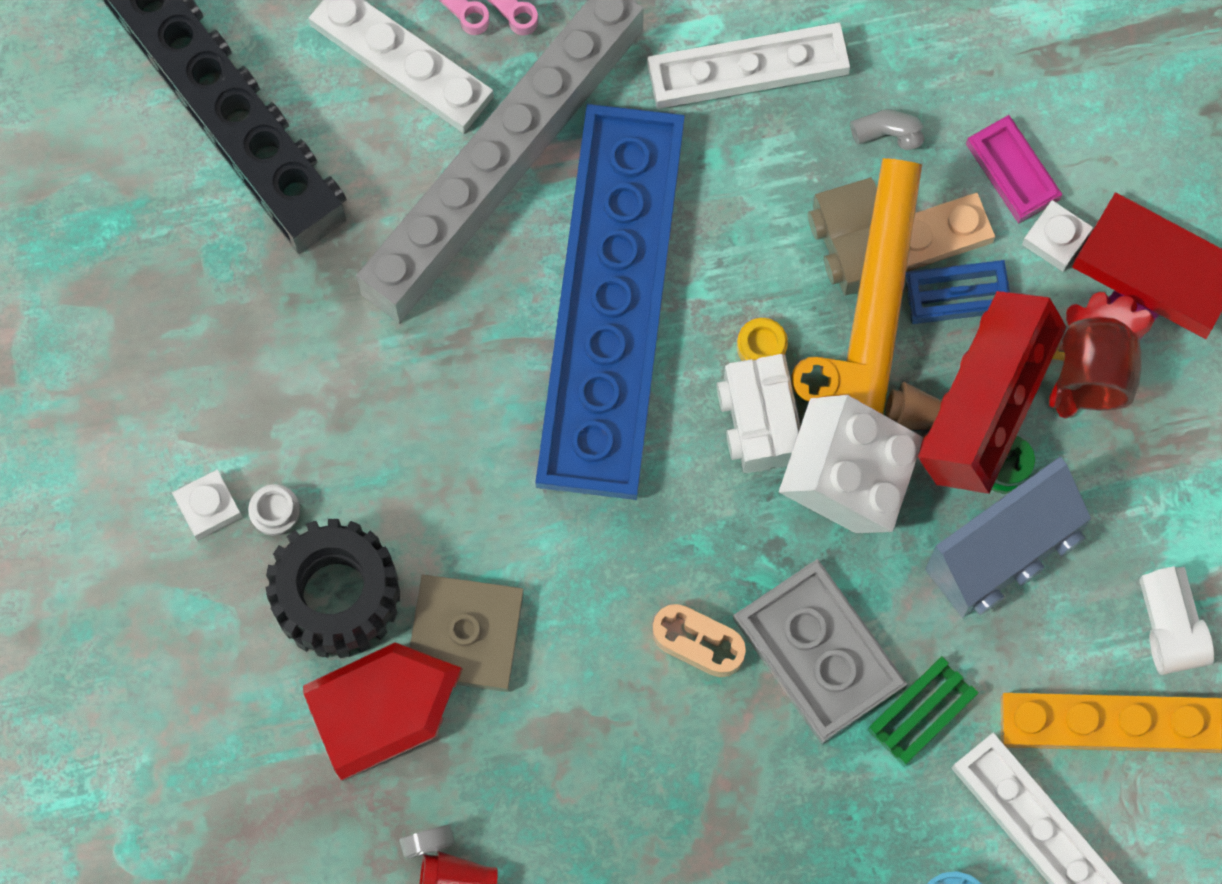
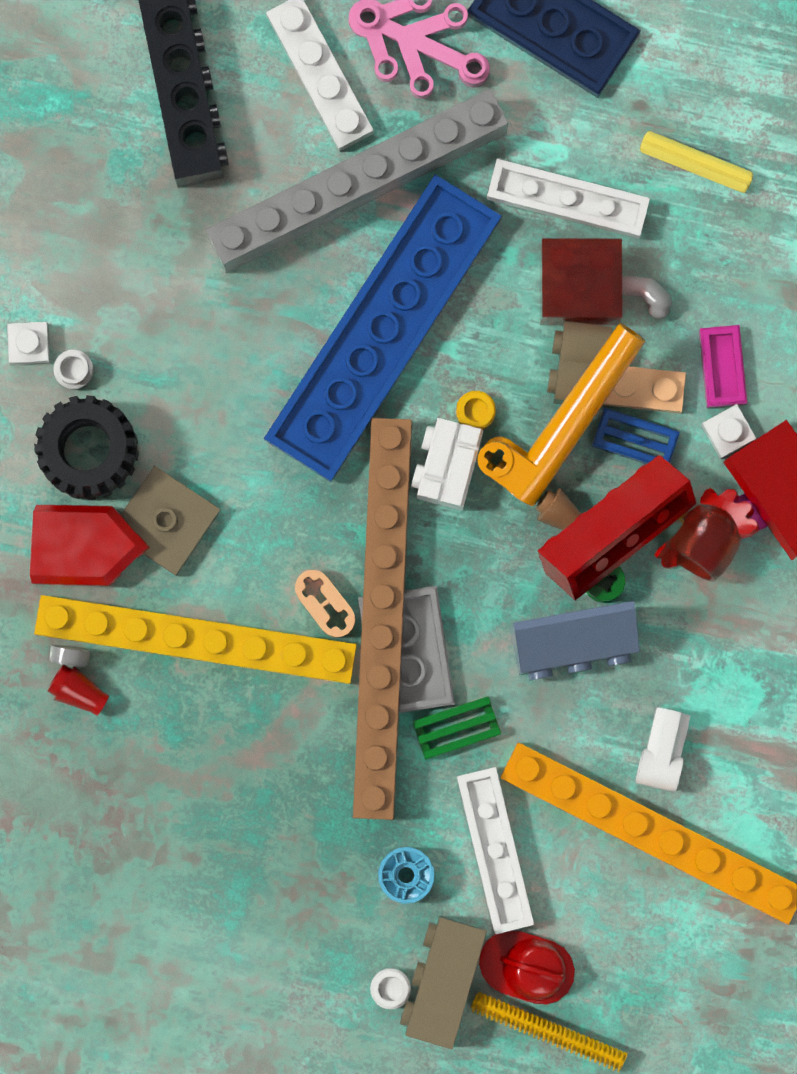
camera: 25 degrees right, 10 degrees up
(565, 754) = (195, 639): none -> yellow plate
(778, 629) = (382, 619): none -> medium nougat plate
(809, 144) = (580, 281): none -> clear red brick
(851, 464) = (489, 532): white brick -> none

